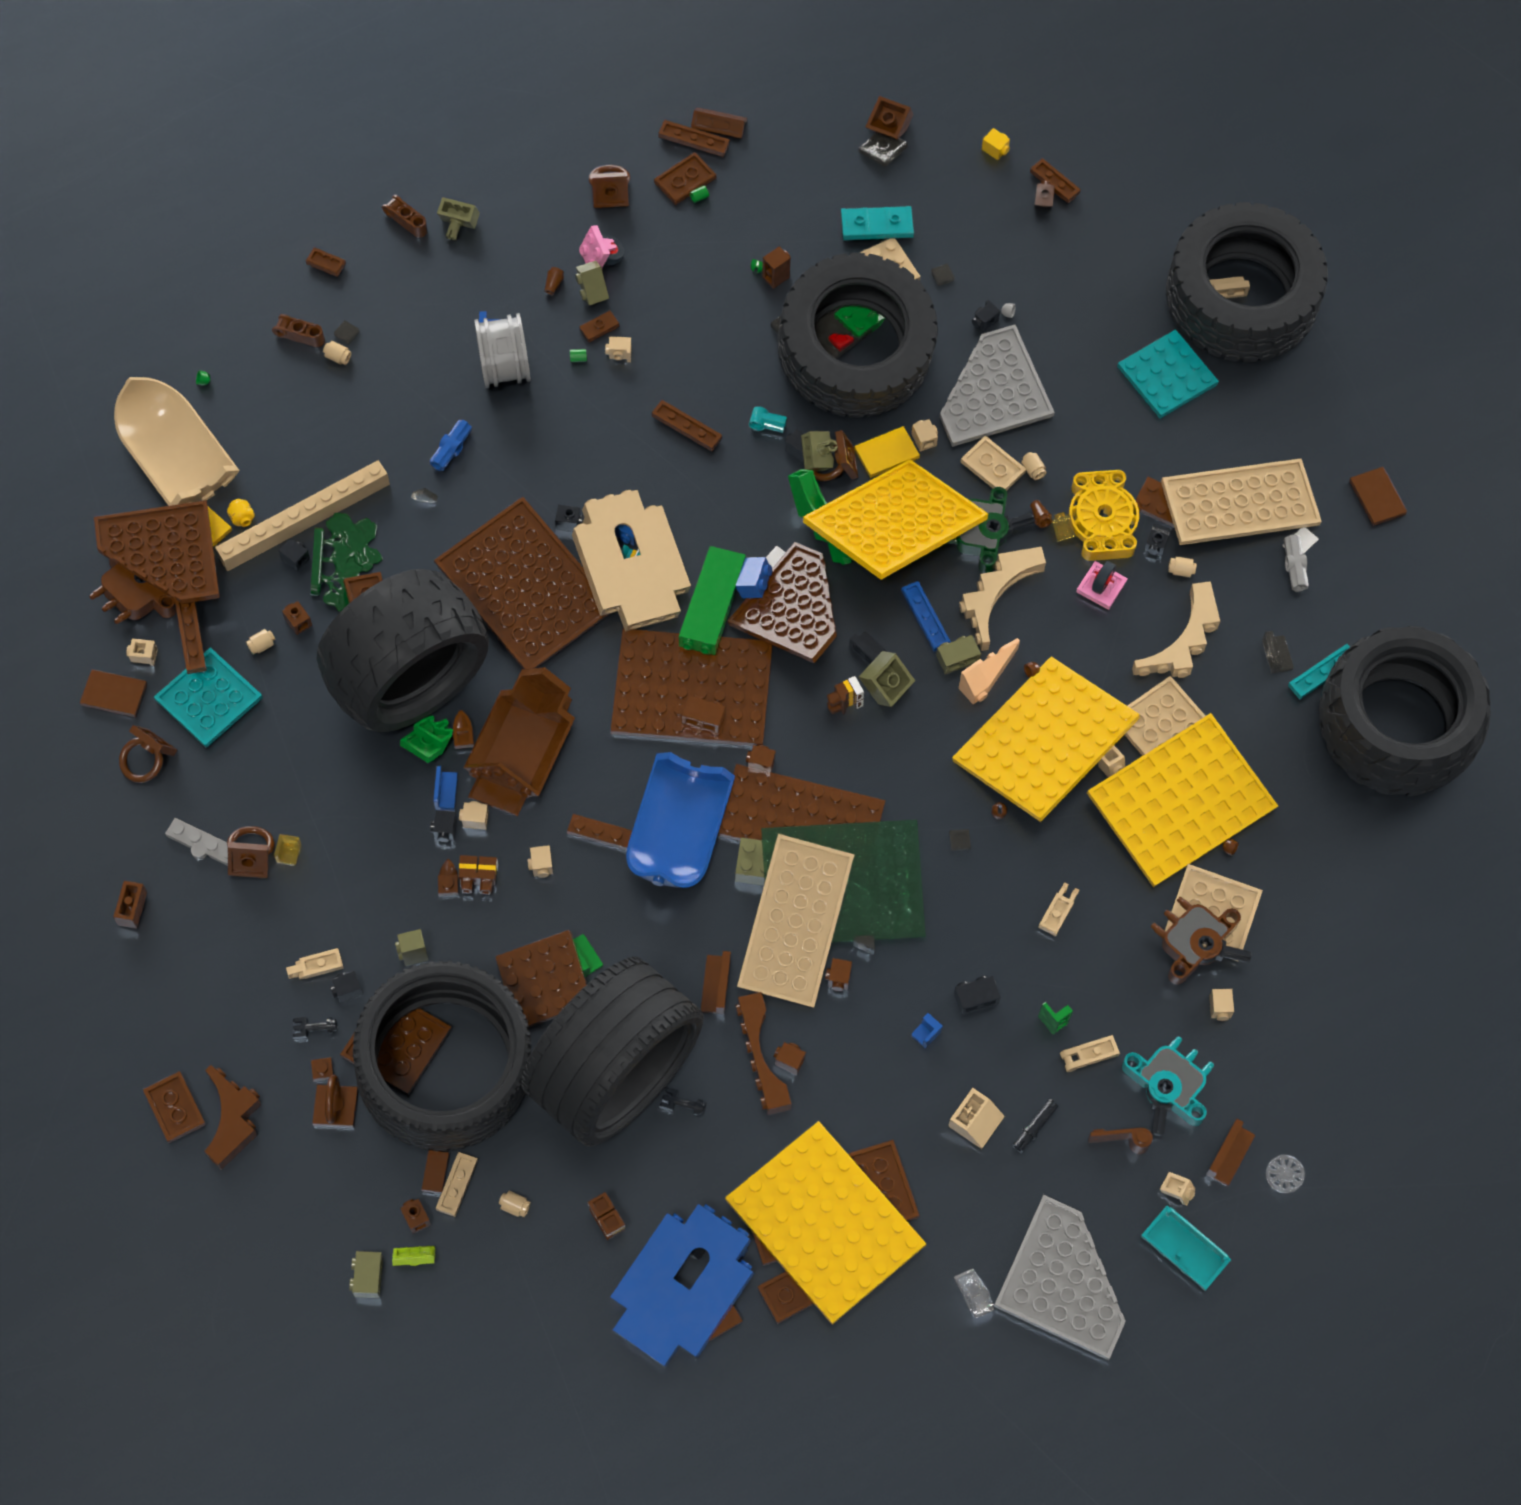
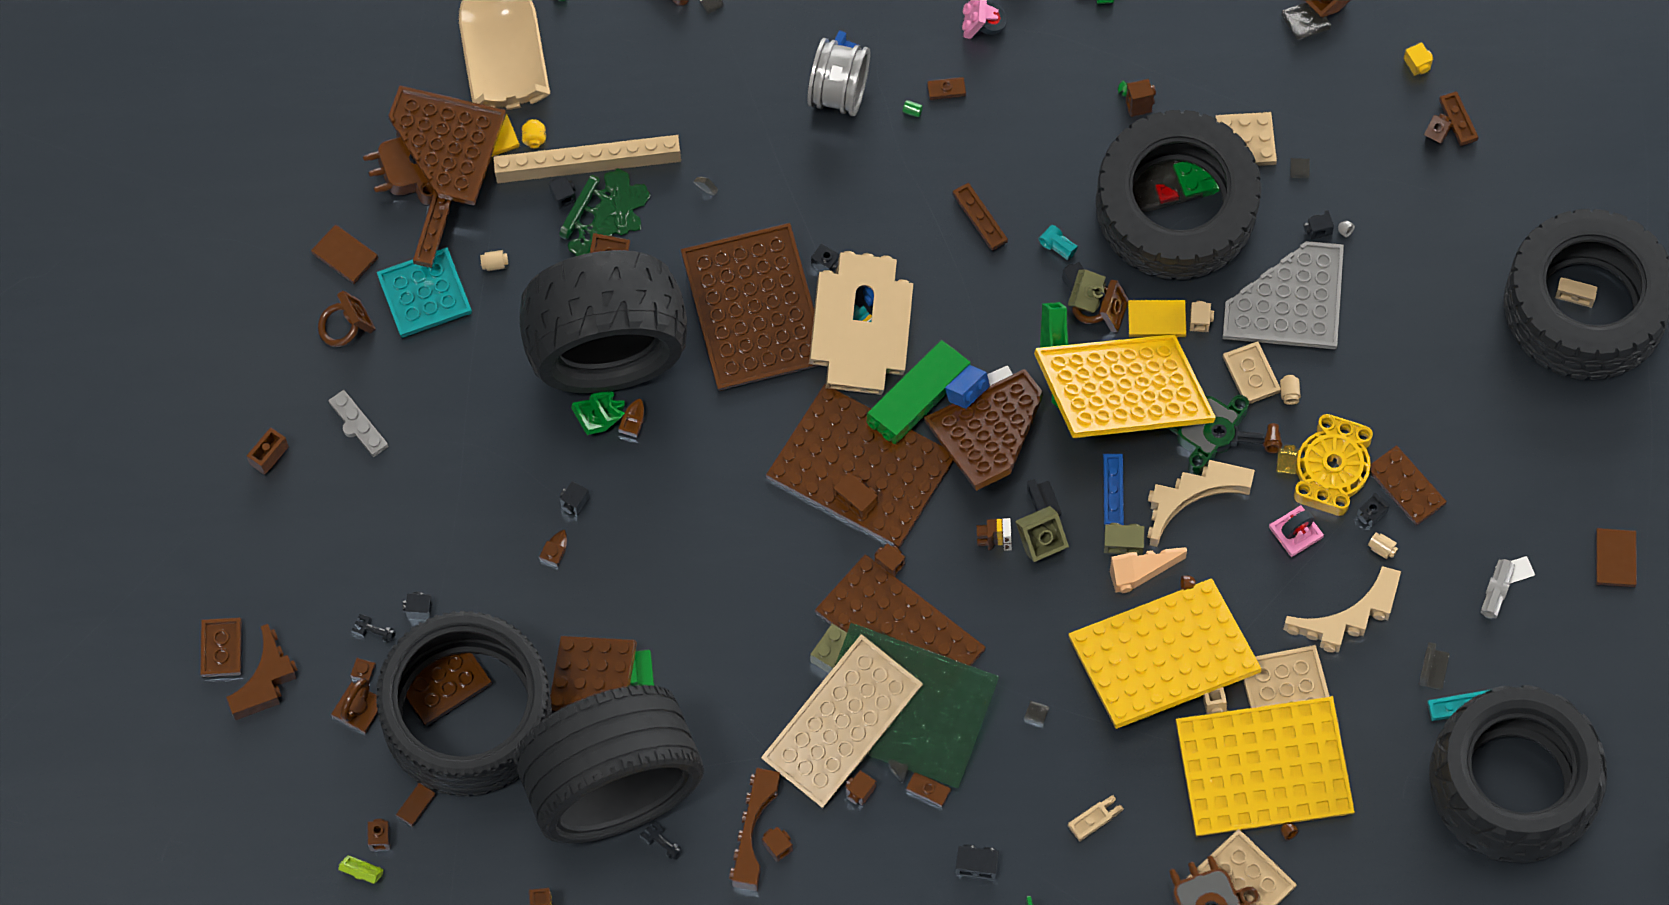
camera: 30 degrees right, 0 degrees up
(140, 646) = (392, 226): tan brick -> none
(246, 858) = (388, 454): reddish brown tile -> none
(287, 849) = (426, 460): clear yellow panel -> none
(297, 617) = (536, 252): reddish brown brick -> none
(316, 965) = (402, 575): tan hinge -> none
(337, 353) = (692, 18): tan brick -> none
(367, 1274) = (313, 867): olive brick -> none
(411, 947) = (490, 595): olive brick -> none
(445, 790) = (591, 465): blue panel -> none
(450, 445) = (752, 147): blue piece -> none
(456, 1184) = (428, 824): tan plate -> none
(474, 815) = (605, 500): tan brick -> none
(484, 877) = (582, 552): reddish brown hips -> none
(514, 1204) = (469, 864): tan brick -> none
(520, 741) = (679, 449): reddish brown panel -> none
(540, 861) = (643, 567): tan brick -> none
(553, 280) = (925, 26): reddish brown cone -> none
(591, 282) = (957, 44): olive brick -> none
(599, 831) = (716, 568): reddish brown plate -> none
(619, 348) = (953, 117): tan brick -> none
(678, 821) = (783, 585): blue panel -> none
(716, 983) = (746, 747): reddish brown panel -> none
(877, 223) = (1260, 92): teal container -> none
(899, 949) = (928, 789): none -> reddish brown plate
(927, 1030) = (915, 875): blue panel -> none
(994, 811) = (1091, 704): reddish brown hinge -> none
(1167, 373) = (1470, 353): teal plate -> none
(1240, 501) = (1474, 506): tan plate -> none

